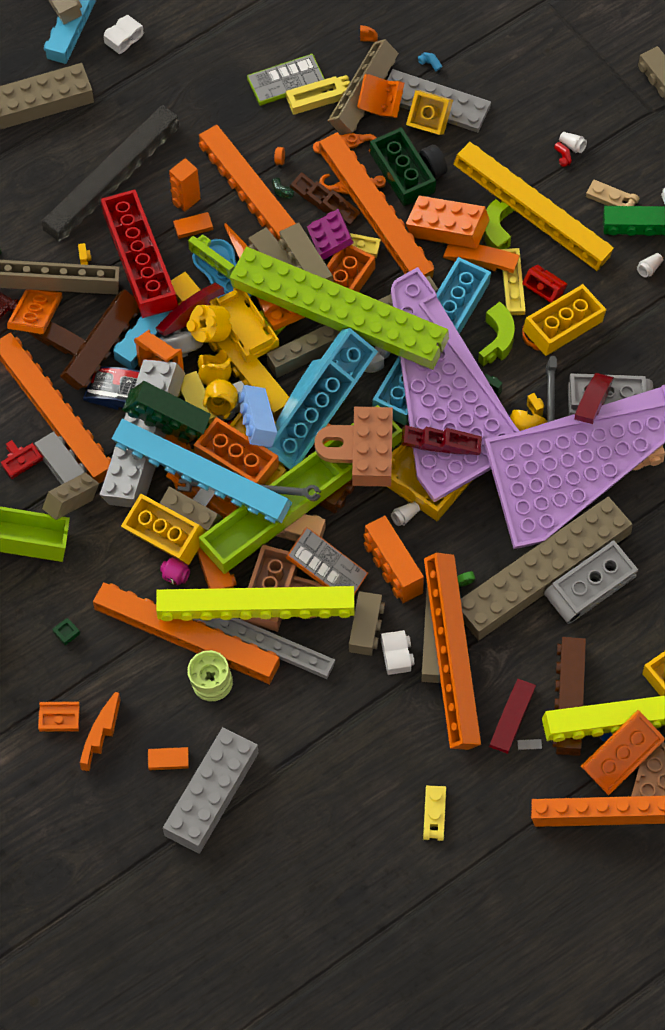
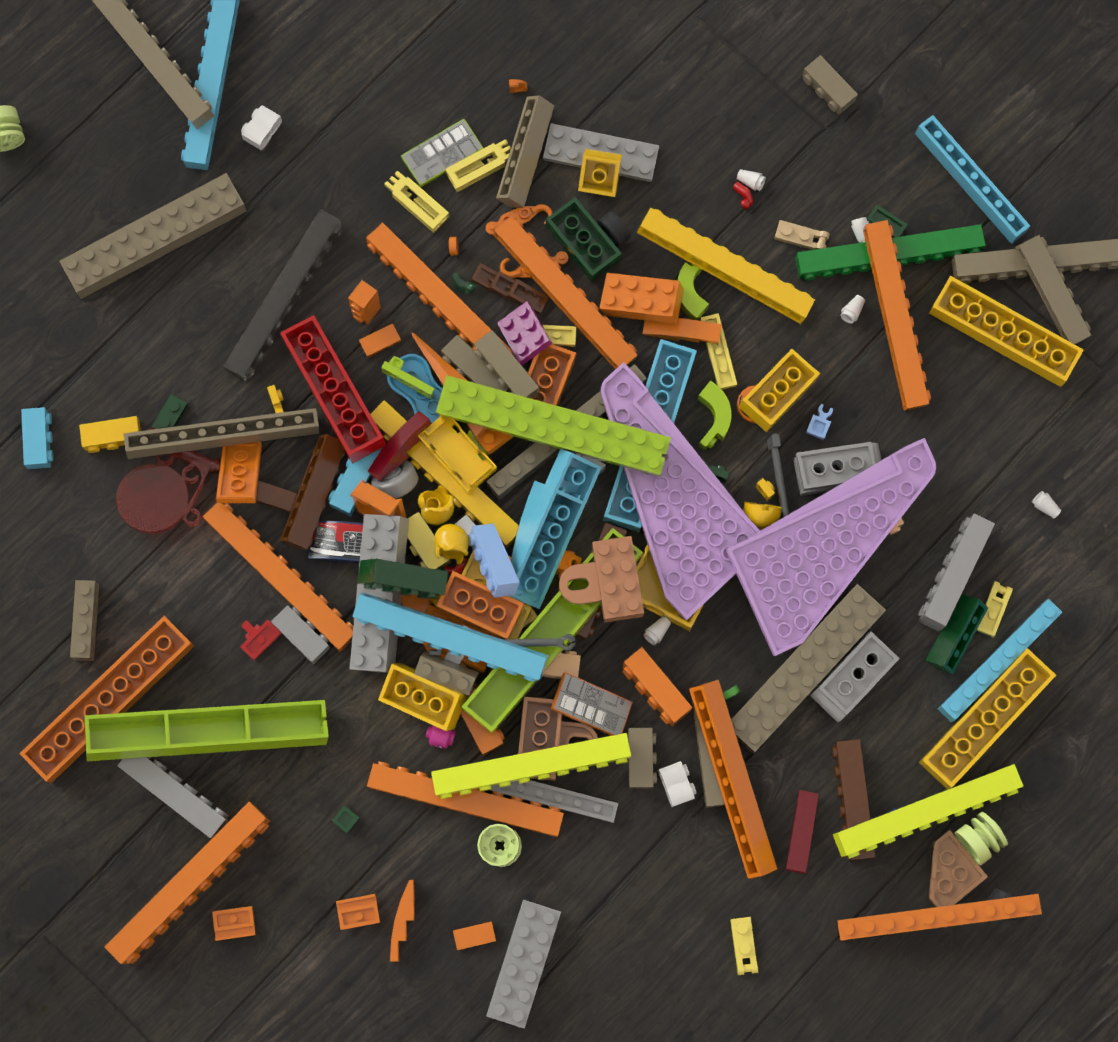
camera: 15 degrees left, 15 degrees up
(70, 496) = (320, 676): dark tan brick -> none
(209, 323) = (423, 463): yellow brick -> none
(260, 122) = (422, 207): none -> light yellow hinge
(380, 96) = (546, 162): orange bracket -> none
(431, 59) = (587, 104): dark azure arm -> none
(441, 441) = (683, 556): dark red slope -> none
(529, 744) = (822, 855): light grey piece -> none
(544, 283) = (751, 350): red brick -> none
(593, 398) = (827, 482): dark red slope -> none
(599, 358) = (819, 425): none -> light blue plate
(623, 752) = (916, 855): orange tile -> none

